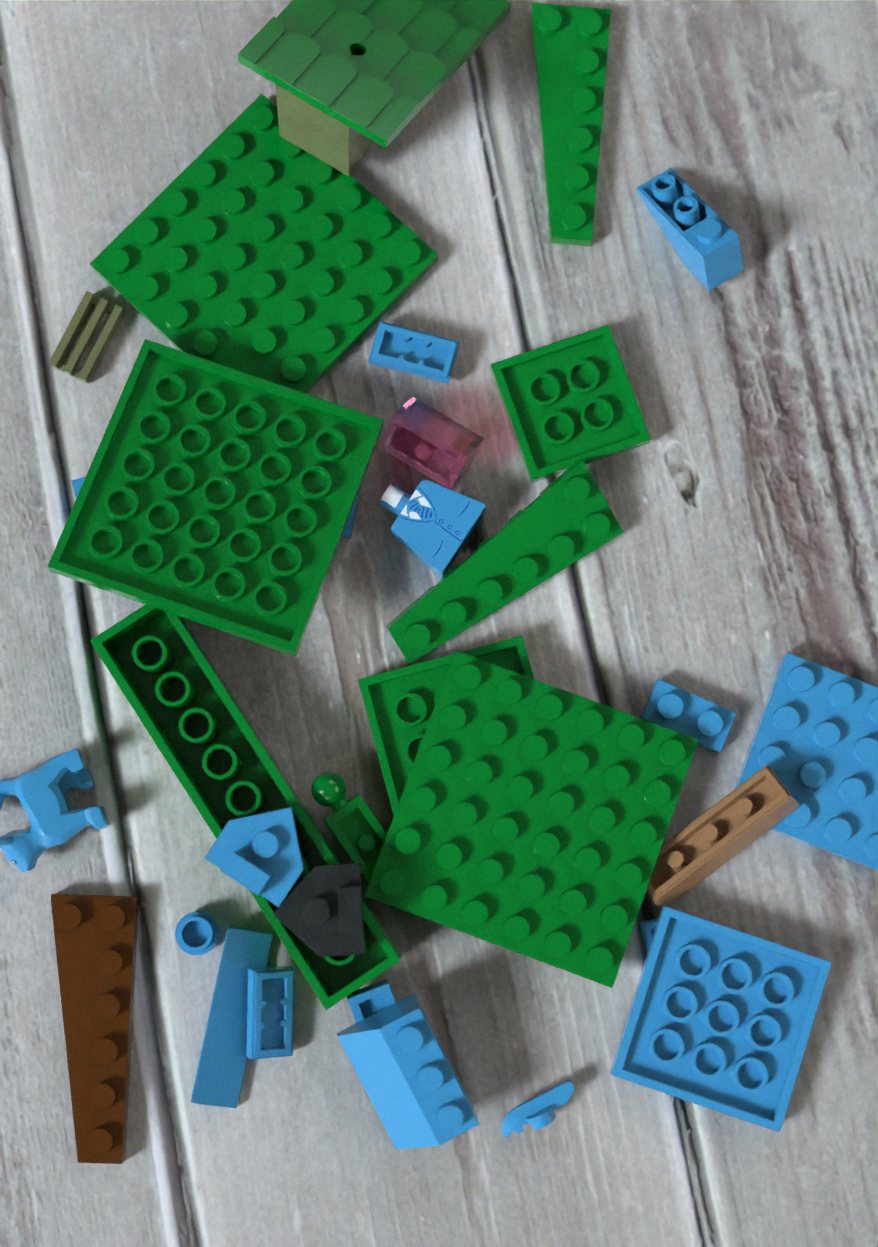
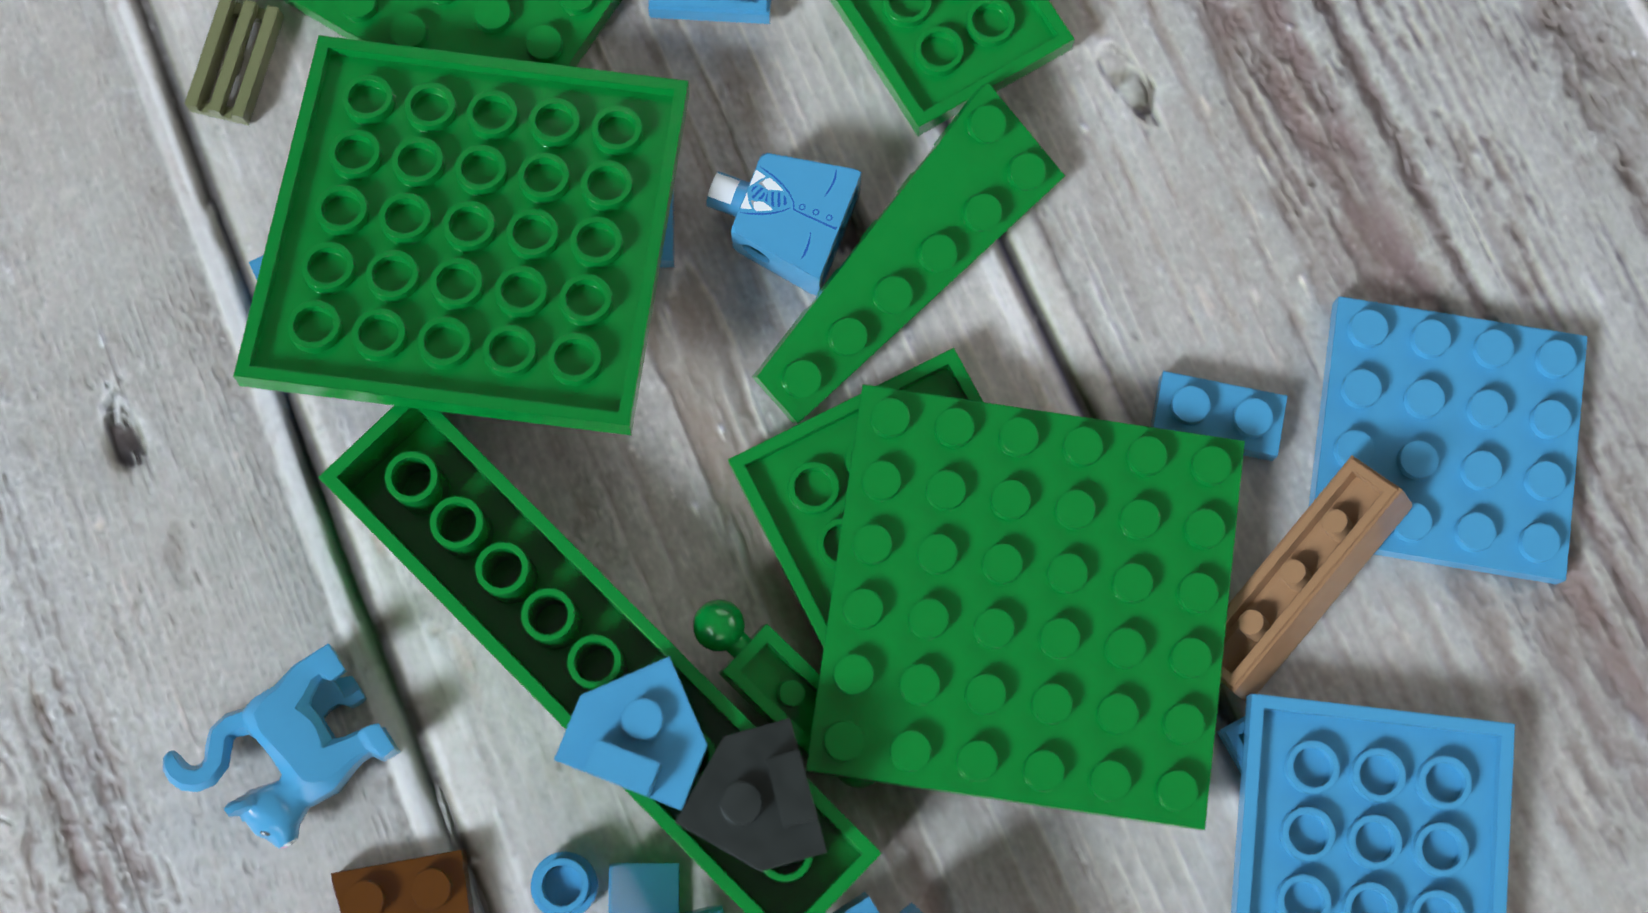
camera: 15 degrees left, 5 degrees down
(431, 442) = (763, 102): clear pink brick -> none

